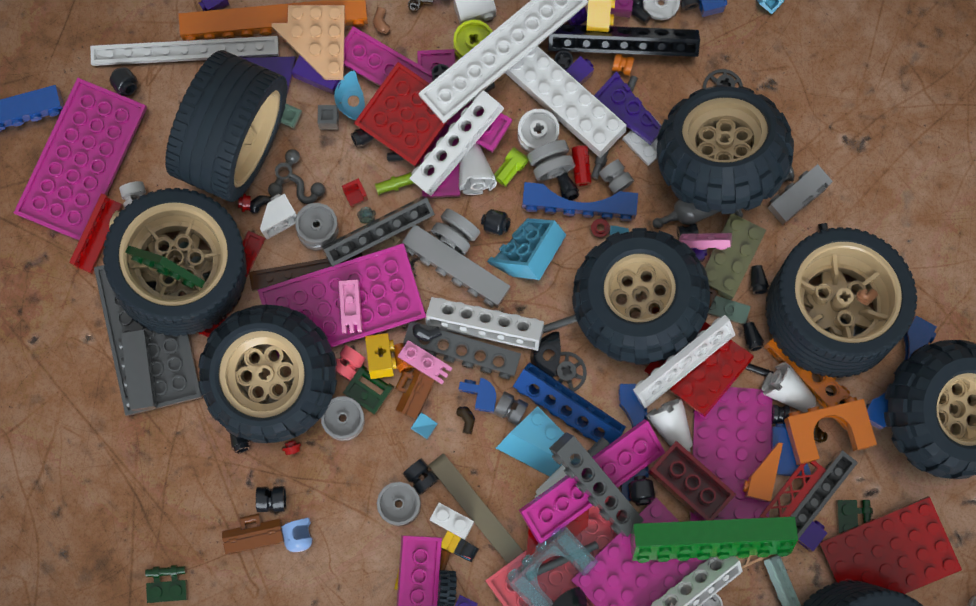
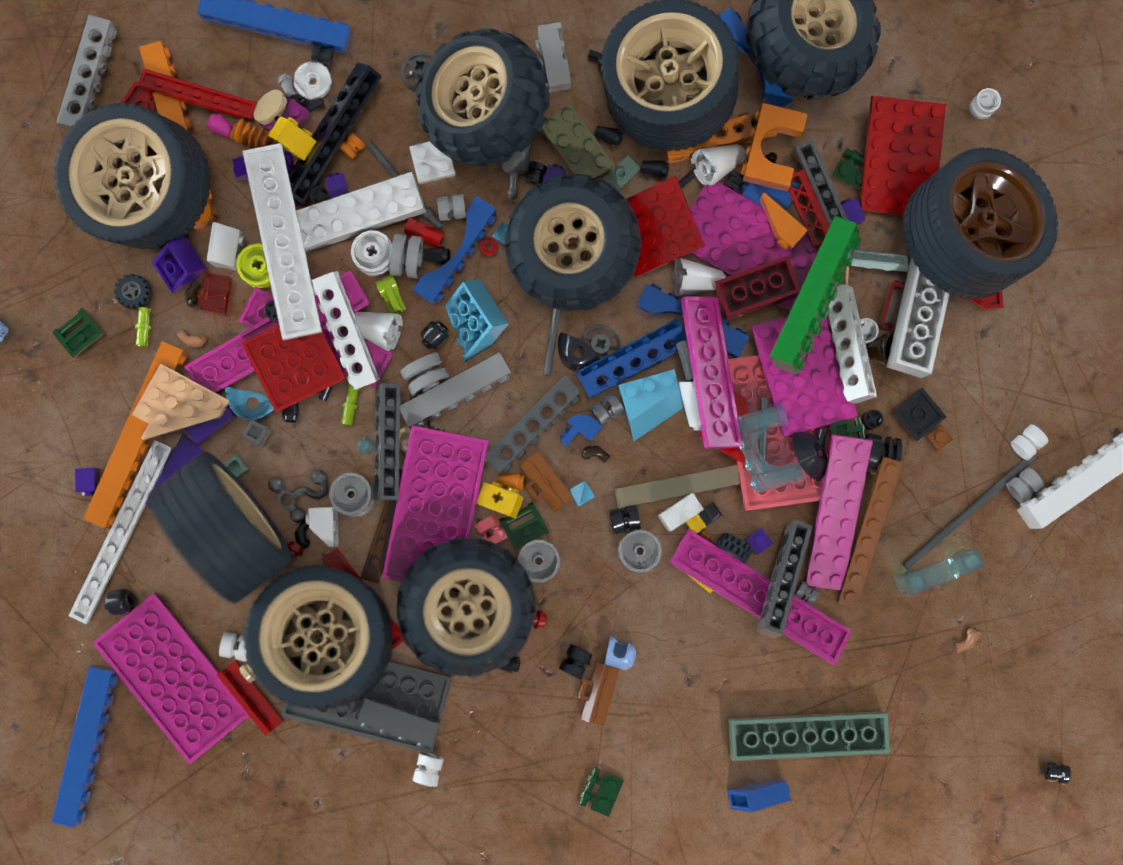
camera: 70 degrees left, 5 degrees up
(109, 419) = (428, 767): none -> white wheel
(164, 266) = (322, 650): dark green plate -> none
(350, 305) = (442, 502): bright pink hinge -> none
(354, 192) = (339, 445): red panel -> none
(424, 334) = (503, 450): black arm -> none
(424, 361) = (527, 463): bright pink hinge -> none
(430, 19) = (215, 294): none -> clear red brick
(492, 330) = (529, 392): white brick -> none
(562, 451) = (746, 364): dark grey brick -> none
(624, 104) = (396, 162): dark purple wing -> none
(641, 490) = (740, 335): black head -> none
(684, 362) = (650, 236): white plate -> none
(707, 240) = (553, 158): bright pink hinge -> none
(866, 298) = (678, 50): nougat arm -> none

